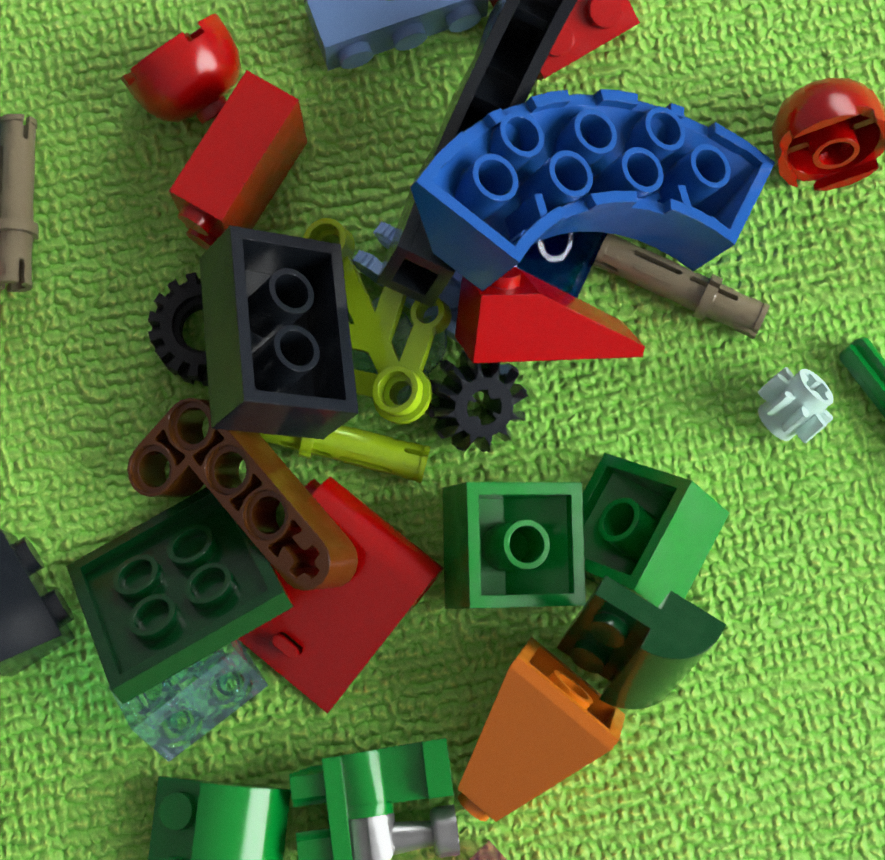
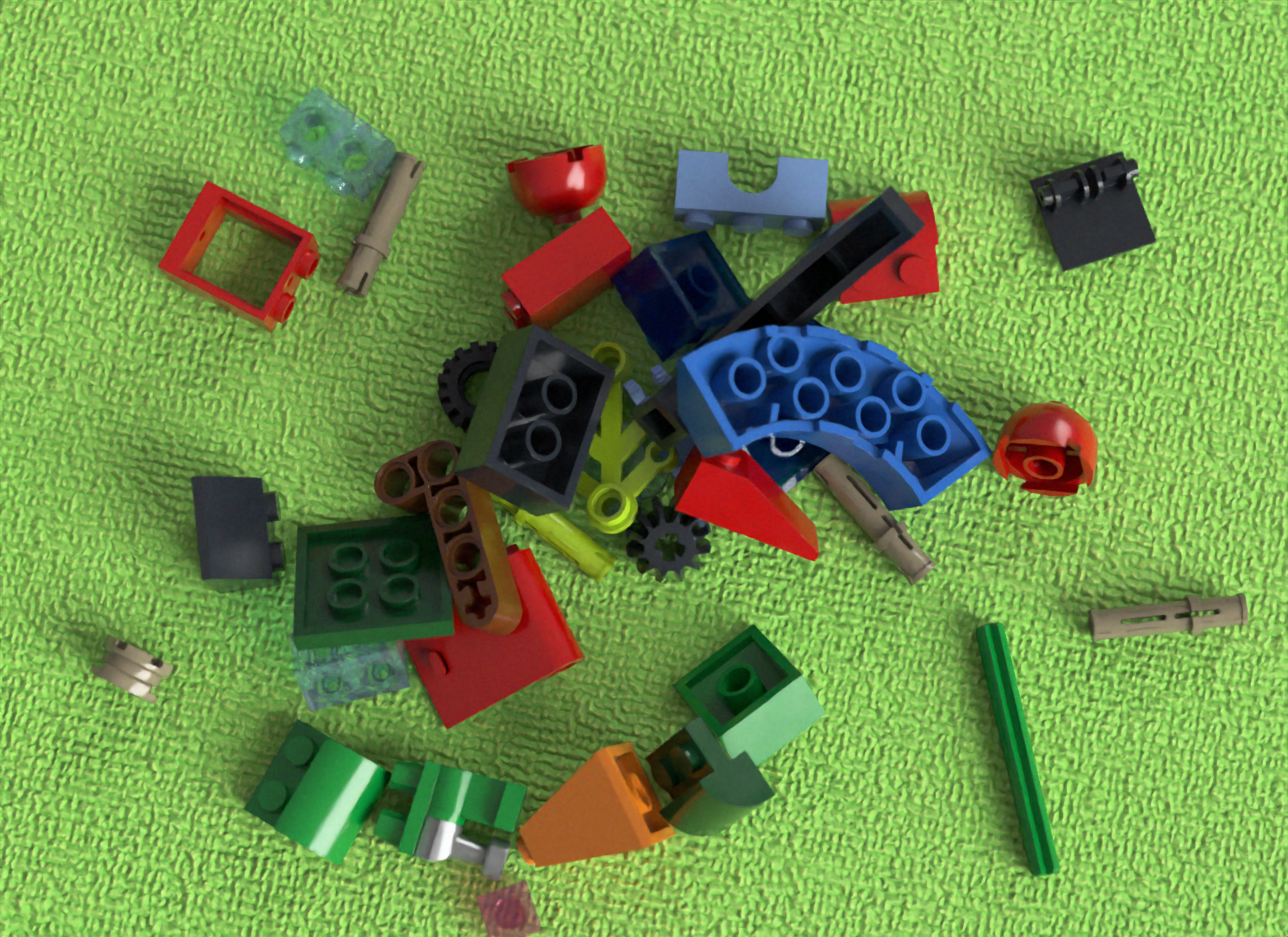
camera: 25 degrees right, 0 degrees up
(368, 138) = (679, 292): none -> clear blue slope
(513, 545) = (646, 663): green slope -> none
(795, 405) = (918, 652): light aqua gear -> none

